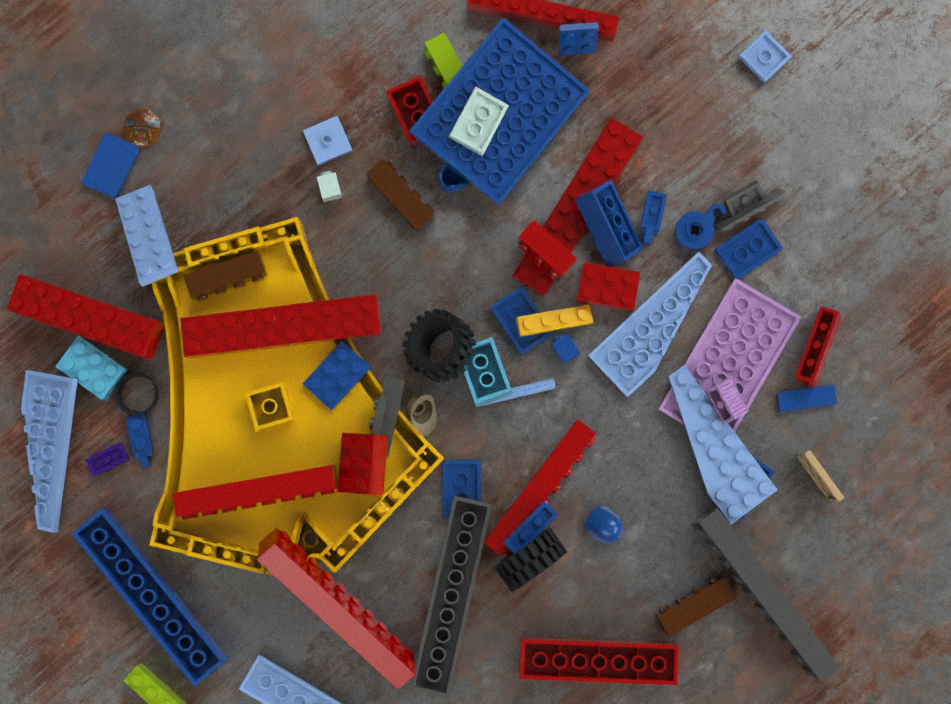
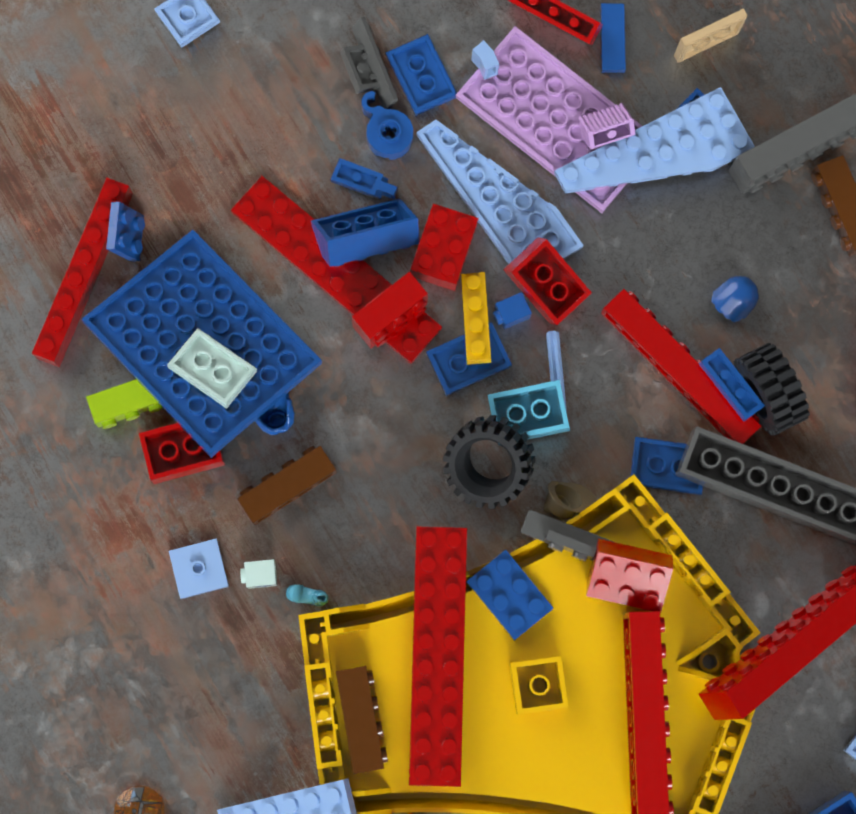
camera: 85 degrees left, 5 degrees down
(319, 221) = (306, 595): none -> medium azure piece
(591, 371) = (547, 281): none -> red brick
(766, 295) = (485, 60): none -> light blue piece

